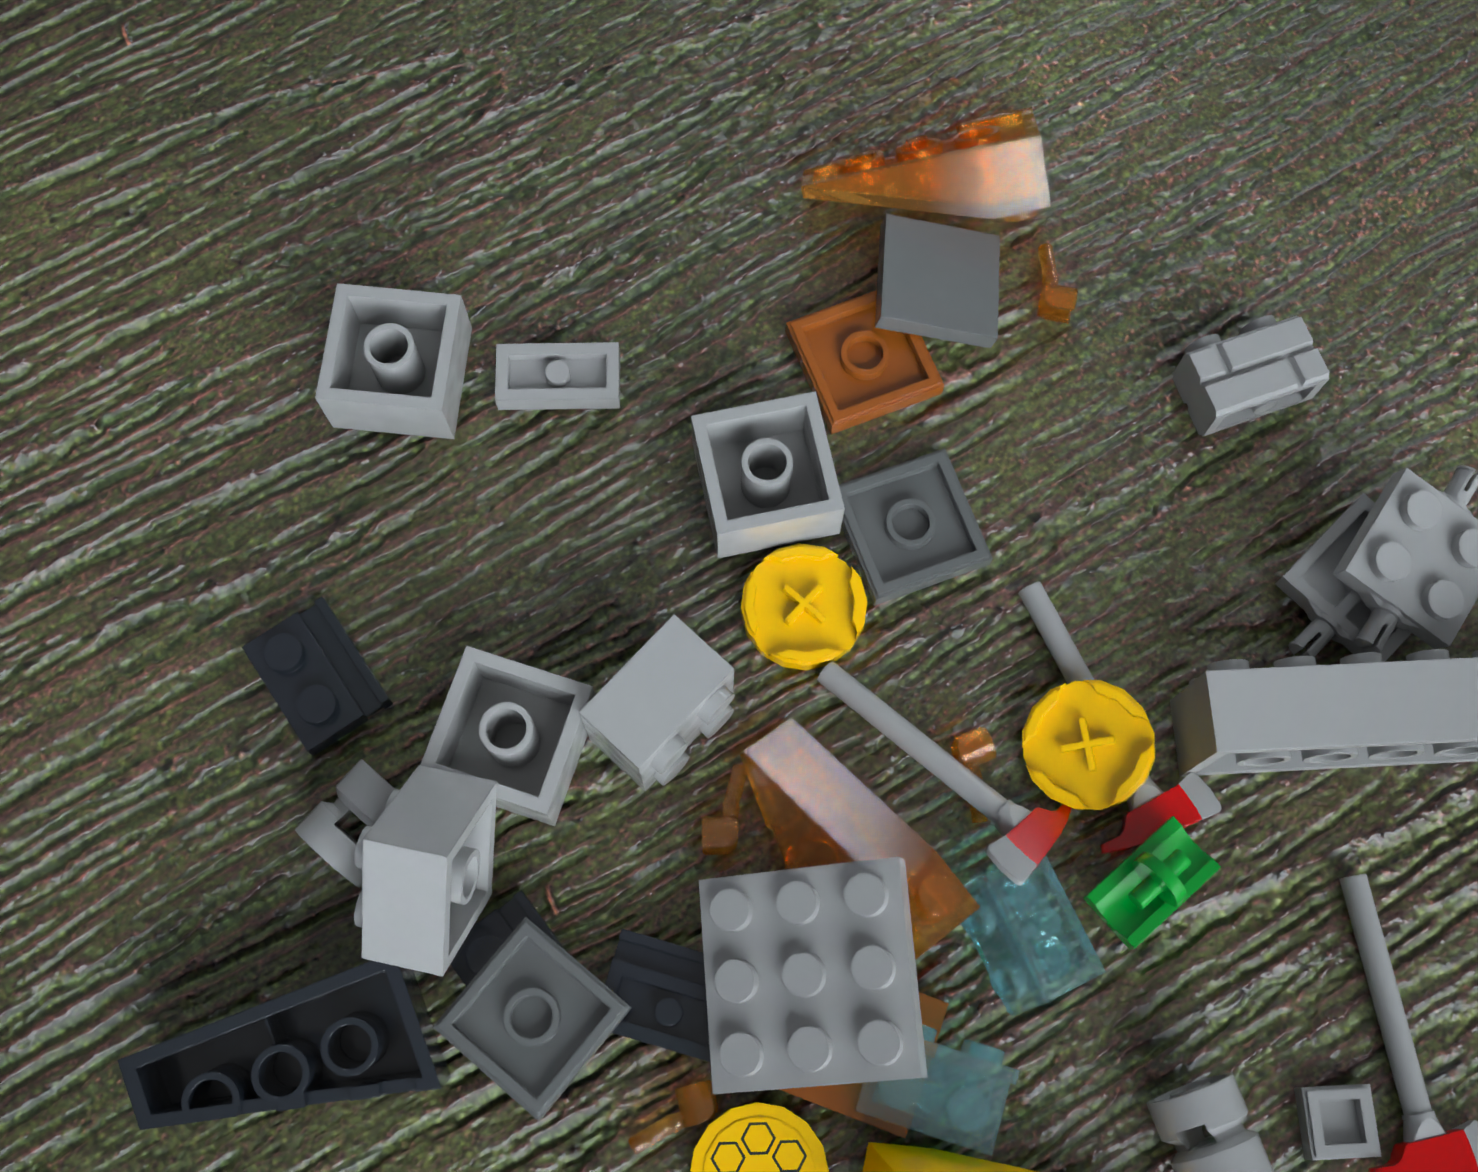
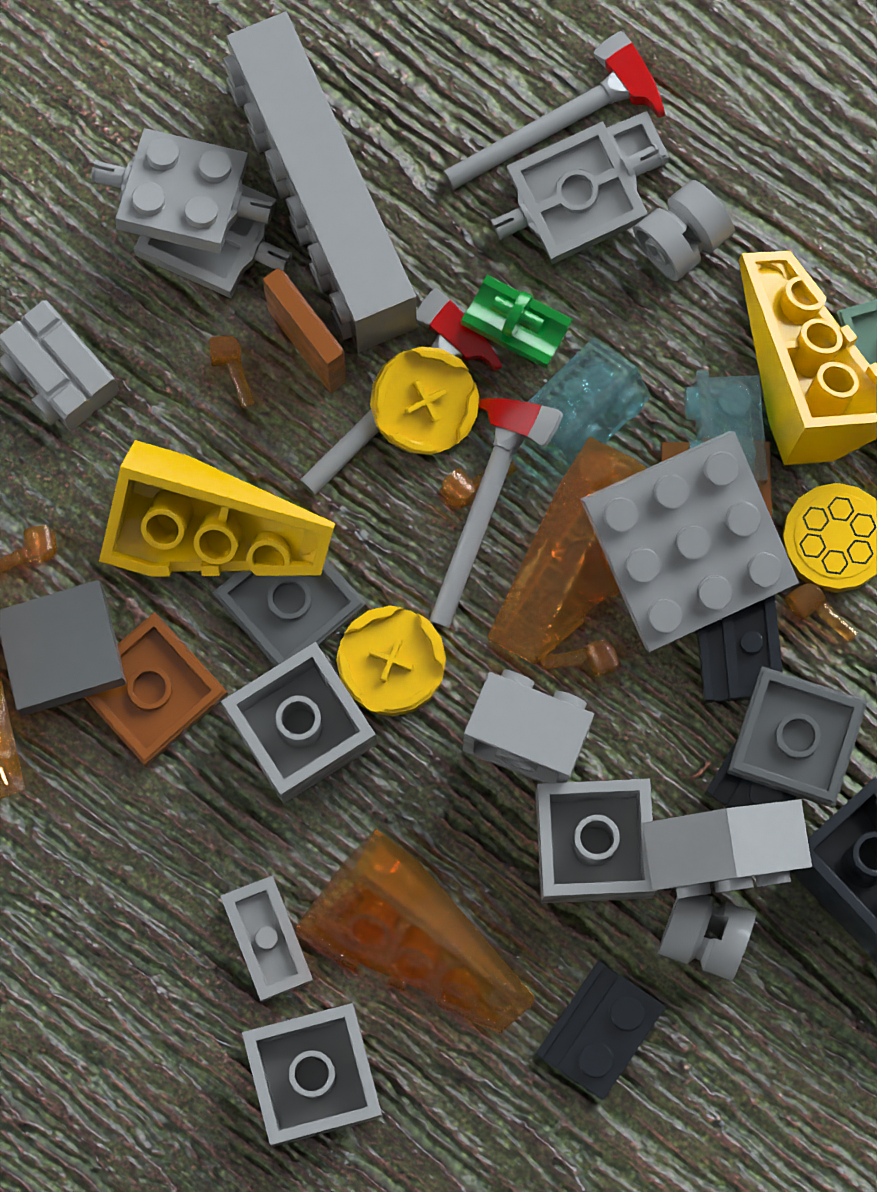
camera: 110 degrees left, 5 degrees up
(528, 506) = (401, 922): none -> clear orange wedge
(1039, 443) = (195, 518): none -> yellow wedge
(1210, 560) = (226, 351): none -> clear orange hand
(1213, 631) = (305, 330): none -> dark orange tile
(1296, 1024) = (577, 192): none -> light grey plate

